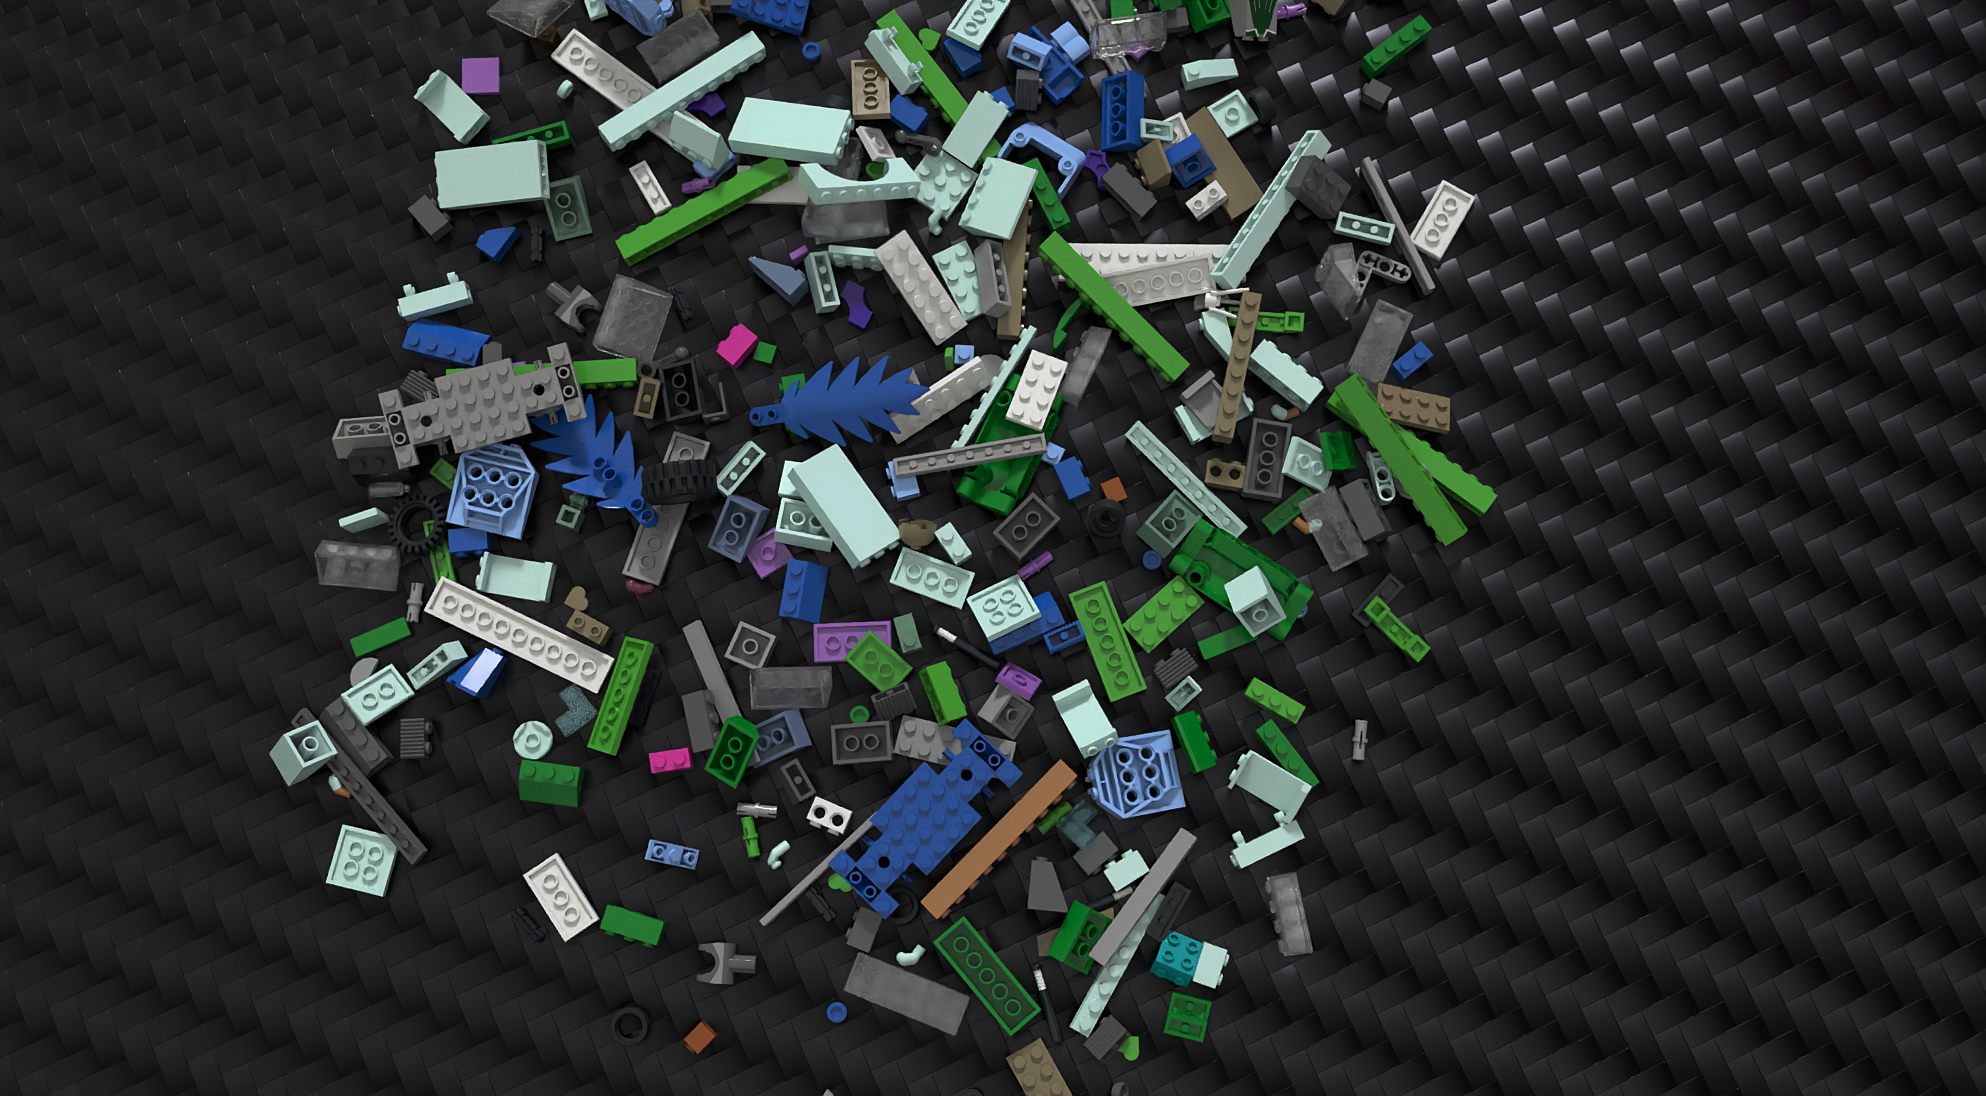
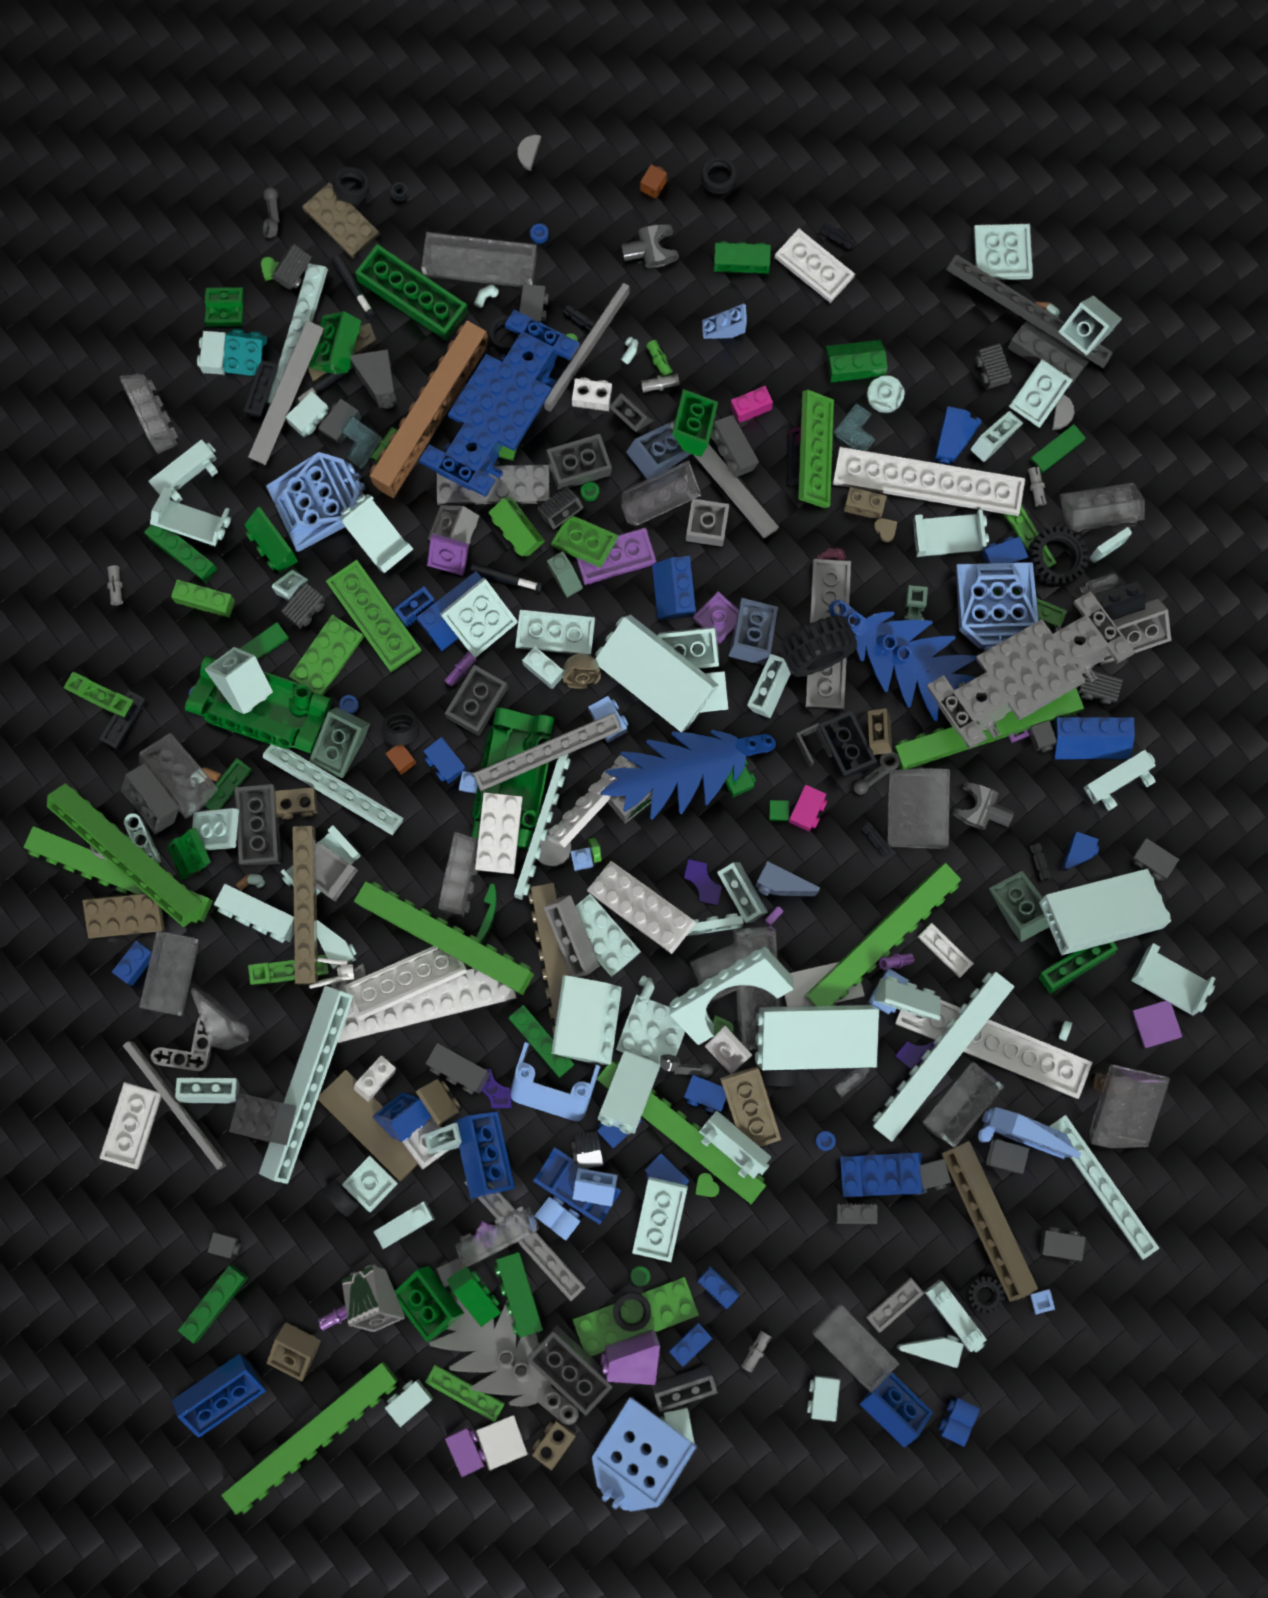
camera: 165 degrees right, 0 degrees up
(776, 93) = (851, 1081): none -> clear cylinder

